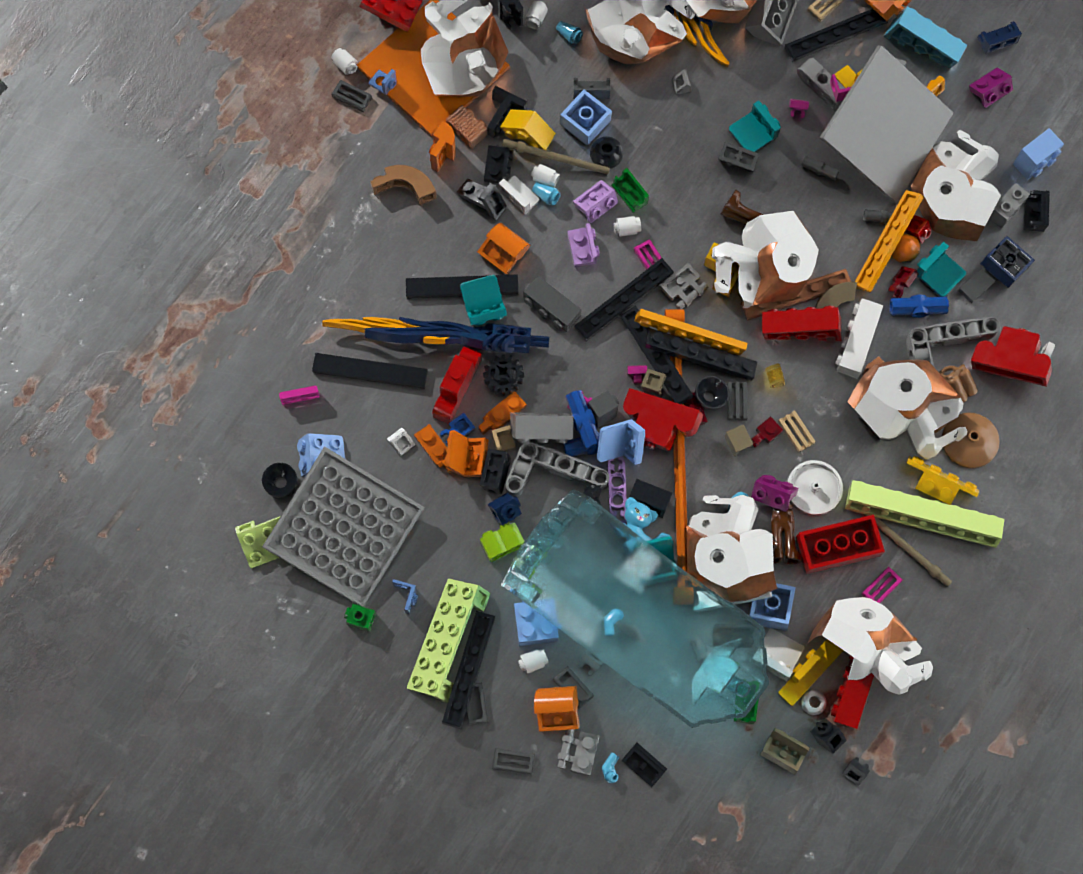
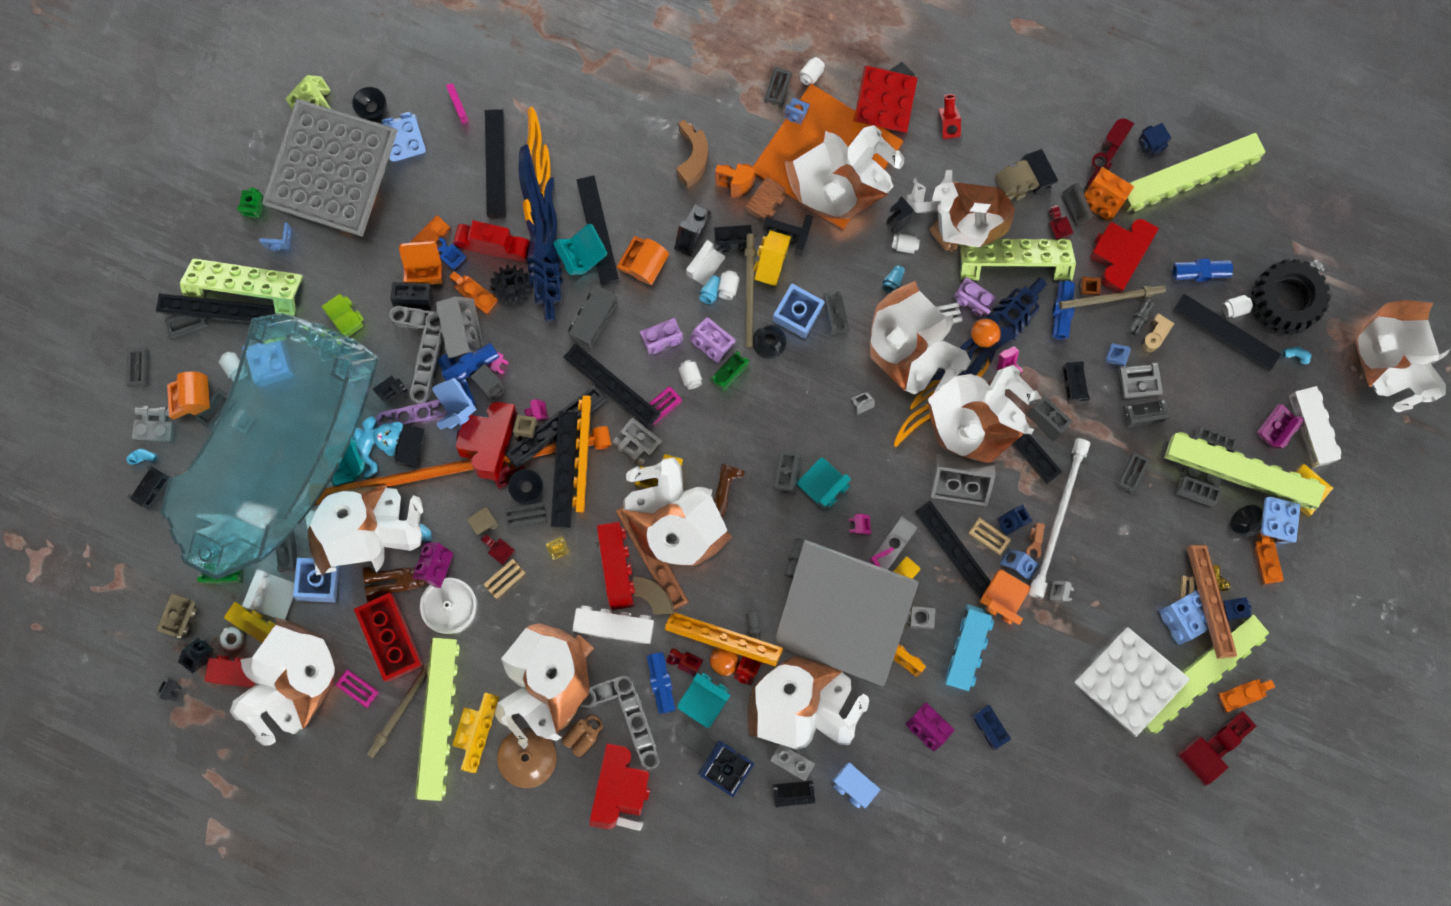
camera: 80 degrees right, 5 degrees up
(401, 441) = (429, 205): white slope -> none
(503, 439) = (442, 292): tan panel -> none
(505, 508) = (374, 311): dark blue brick -> none
(610, 619) = (278, 428): medium azure arm -> none

